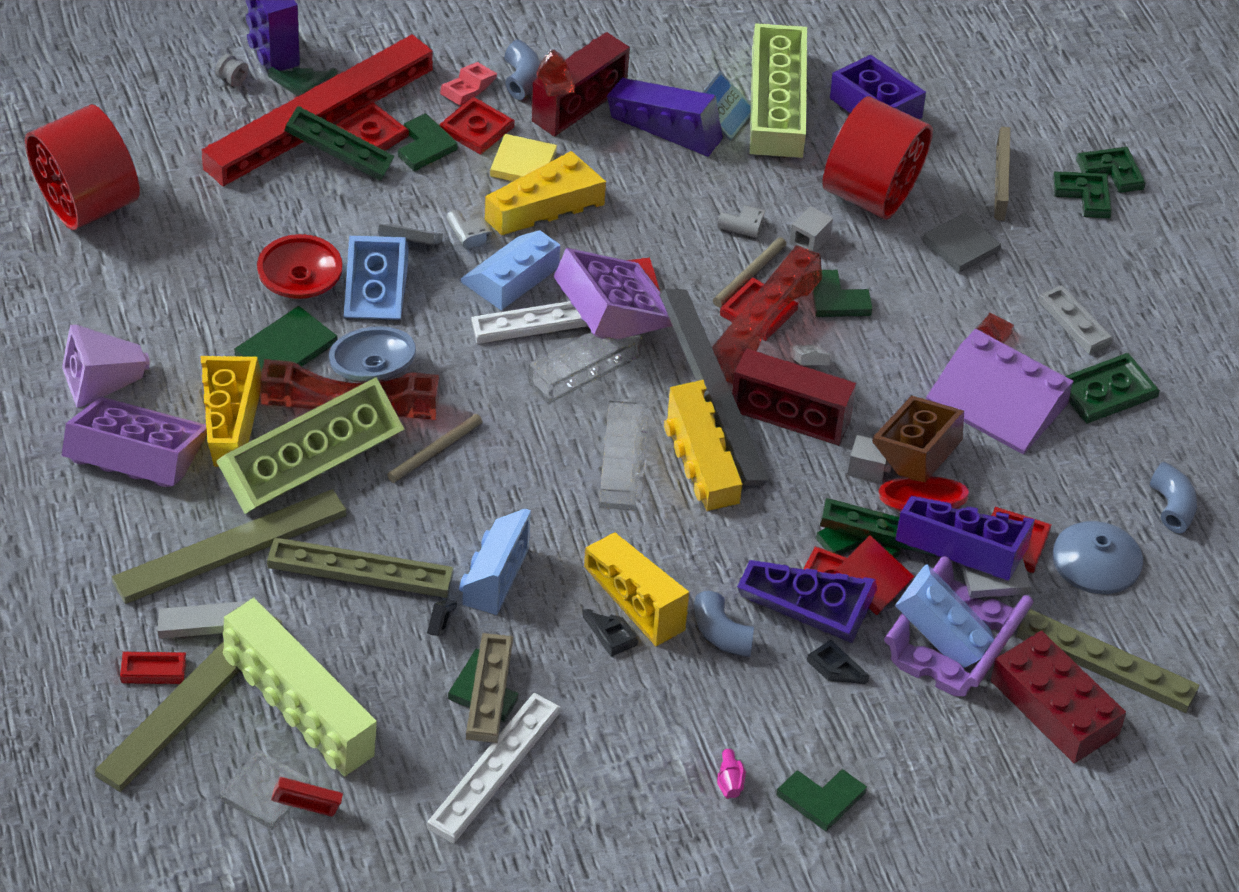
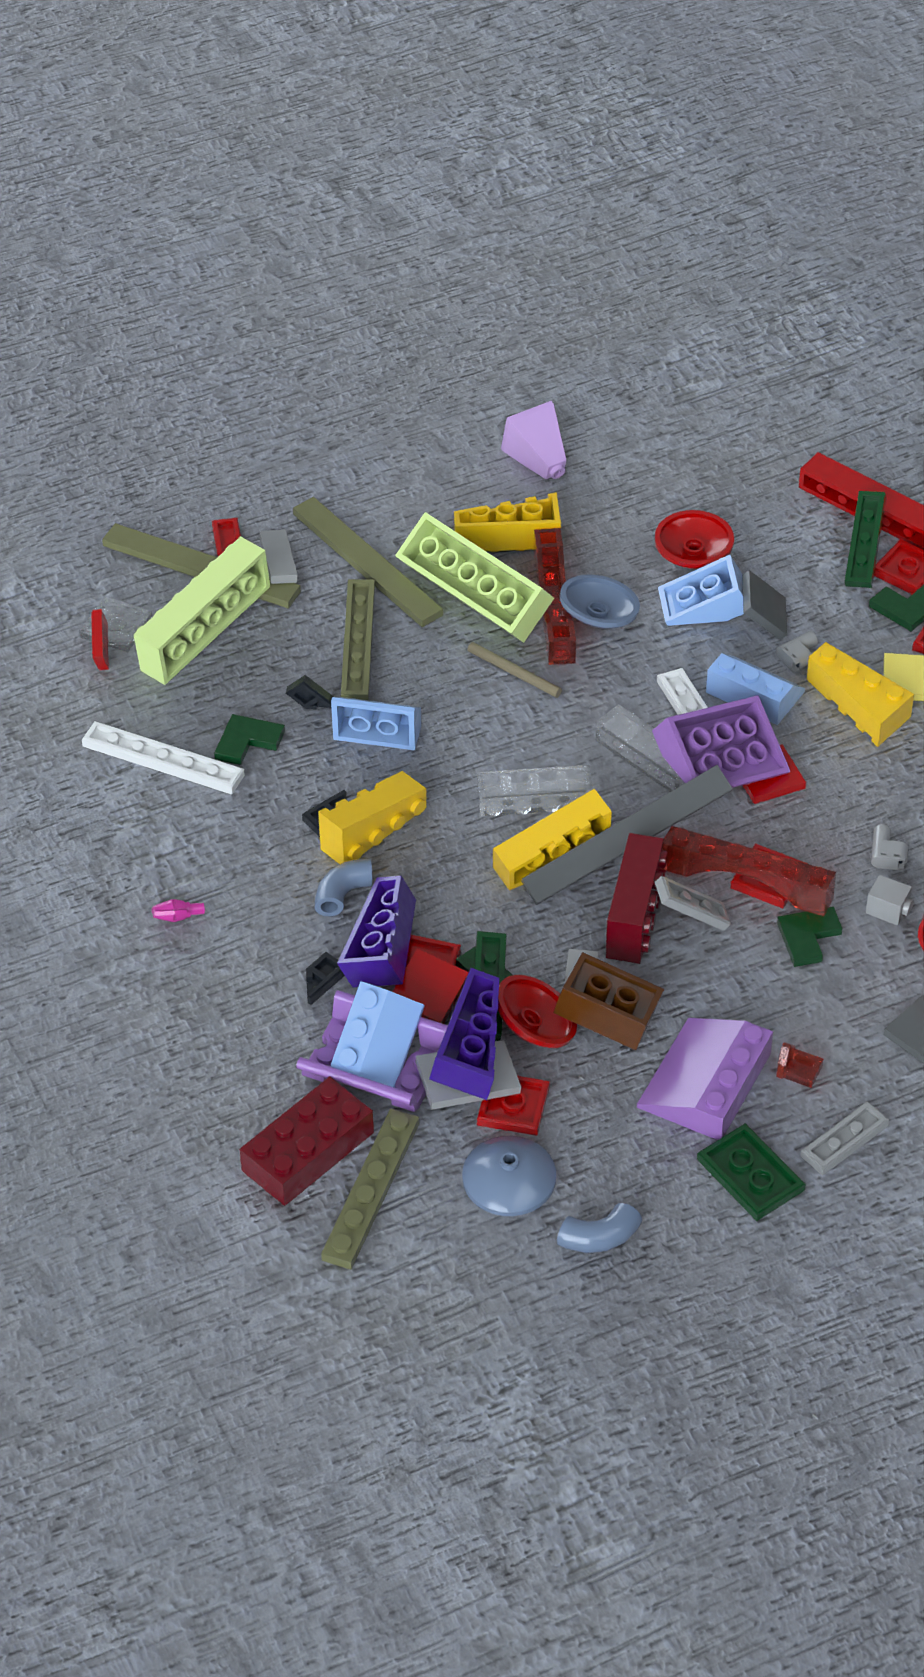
camera: 85 degrees right, 0 degrees up
(82, 166) = (745, 373): red wheel -> none
(133, 441) = (462, 475): medium lavender slope -> none
(290, 338) = (608, 555): dark green tile -> none
(489, 688) = (238, 736): dark tan tile -> none
(749, 272) = (841, 872): dark tan bar -> none
(822, 804) = (160, 981): dark green tile -> none

